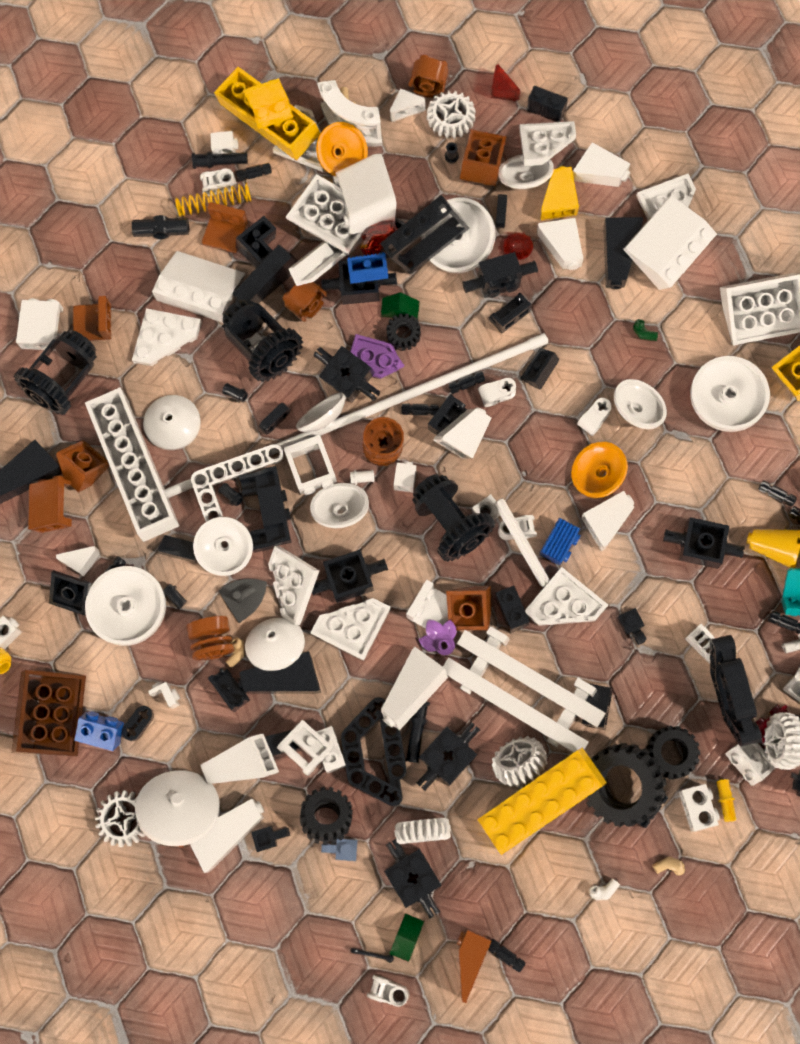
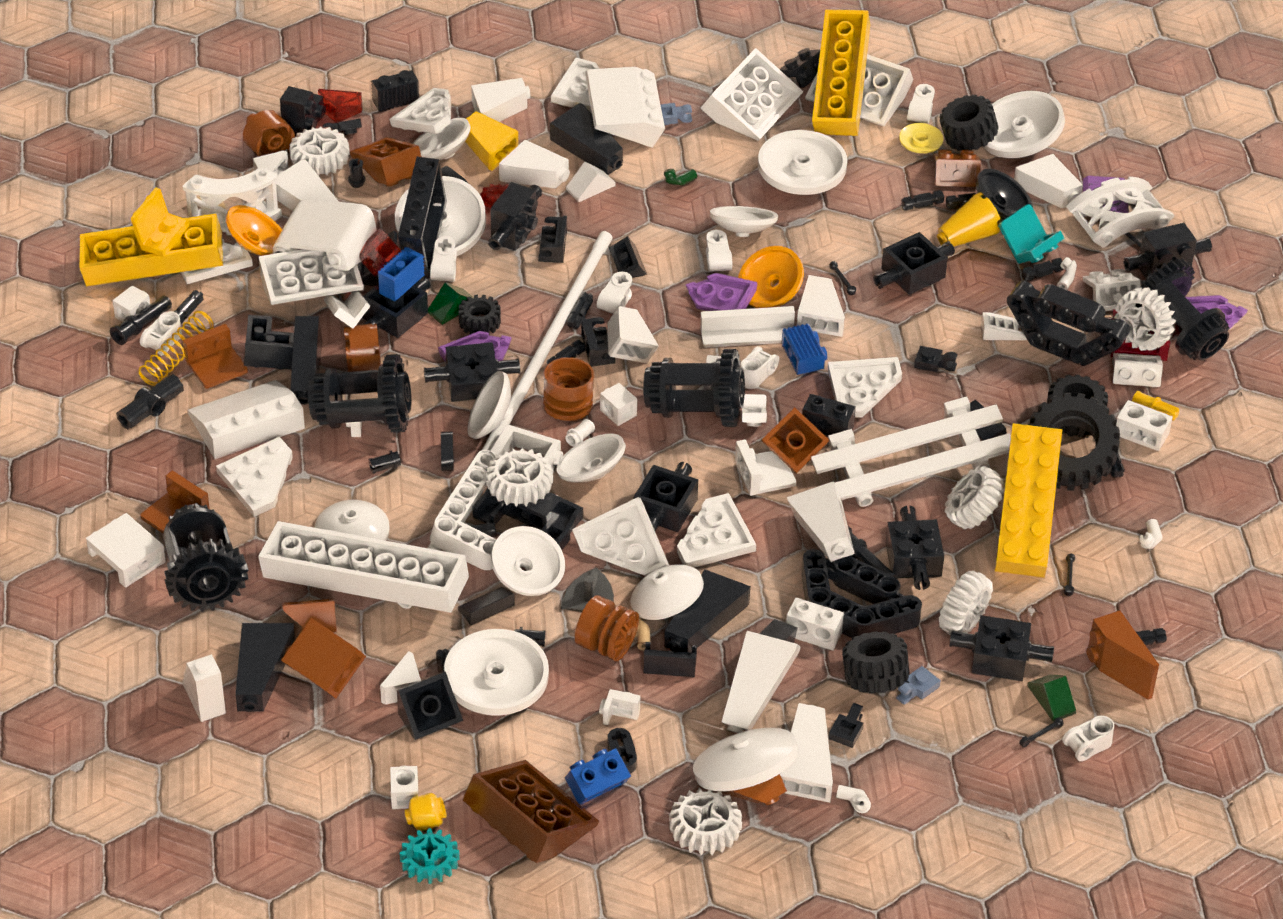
camera: 55 degrees left, 30 degrees down
(220, 889) = (856, 797): none -> white arm
(258, 480) = (519, 477): none -> white gear
(309, 742) = (797, 612): white plate -> none
(407, 142) = (301, 183): none -> white slope
(424, 273) = (444, 263): none -> white piece
(437, 634) = (793, 480): medium lavender plate -> none
(471, 73) = (301, 109): none -> black brick
(475, 560) = (754, 409): none -> white bracket
(487, 107) = (348, 127): none -> black plate
(509, 874) = (1069, 589): none -> black hinge
(522, 542) = (778, 365): white axle -> none
(547, 492) = (745, 326): none -> white panel
(560, 452) = (722, 293): none -> medium lavender tile
(585, 285) = (589, 182): none -> white slope
(648, 521) = (851, 290): none -> black hinge
(671, 864) = (1179, 474): tan arm -> none
(696, 273) = (672, 113): none -> sand blue plate

